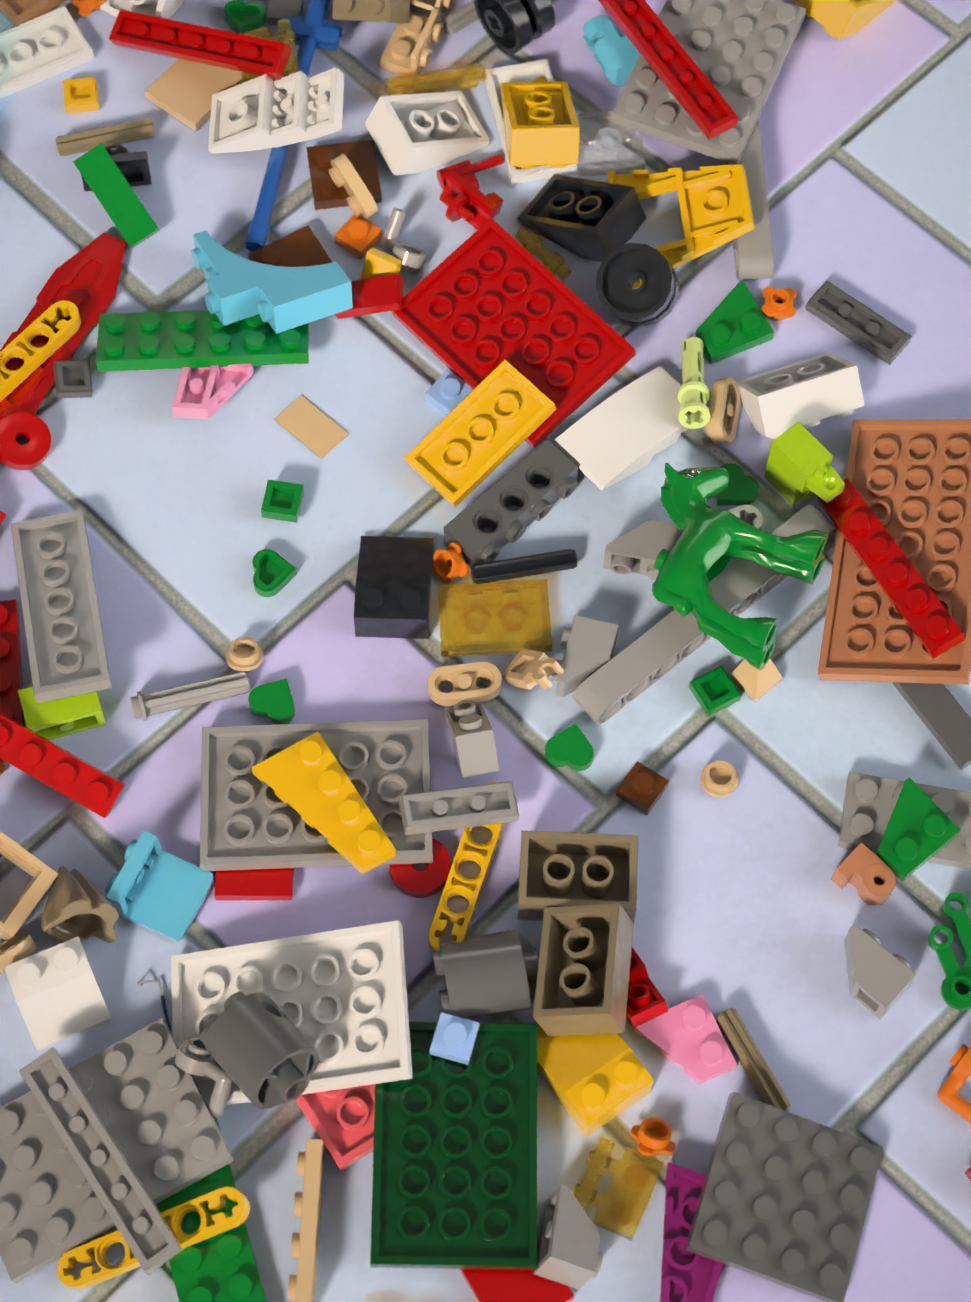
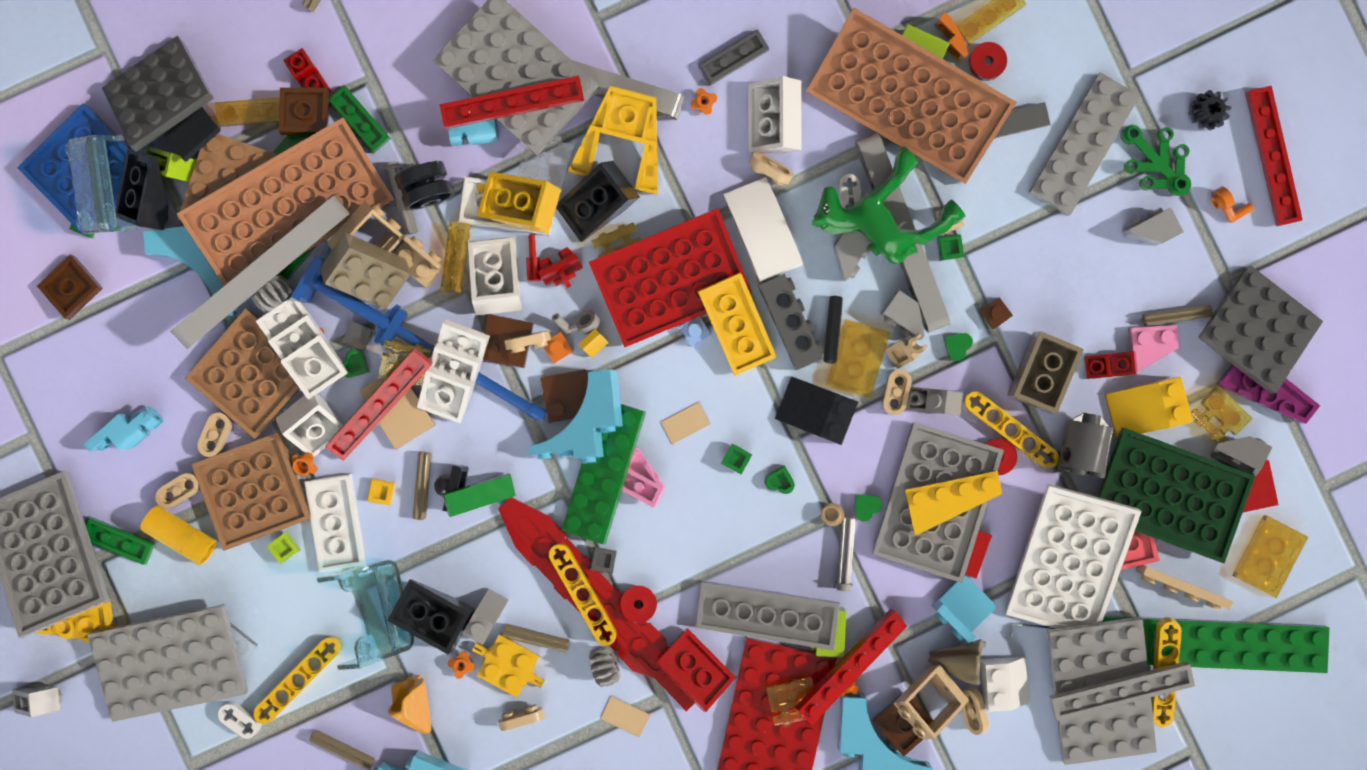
camera: 70 degrees left, 25 degrees up
(196, 1060) = (1087, 622): light grey plate -> none
(260, 1050) = (1102, 587): dark grey cylinder -> none
(375, 295) = (611, 353): red tile -> none
(442, 566) = (816, 373): orange plate -> none
(454, 1038) = (1120, 476): light blue plate -> none
(458, 808) = (980, 424): light grey tile -> none
(583, 970) = (1108, 391): dark tan brick -> none
(624, 268) = (670, 187): black wheel -> none
(653, 1137) = (1206, 381): orange plate -> none
(693, 392) = (756, 182): yellowish green pin -> none
(719, 779) = (1007, 267): tan plate -> none
(734, 326) = (708, 136): green wing -> none
(741, 488) = (818, 181): green tile -> none
(801, 467) = (837, 137): lime hinge -> none
(867, 874) = (1099, 206): nougat leg -> none
(893, 571) = (922, 114): red plate -> none
(914, 832) = (1086, 171): green wing -> none

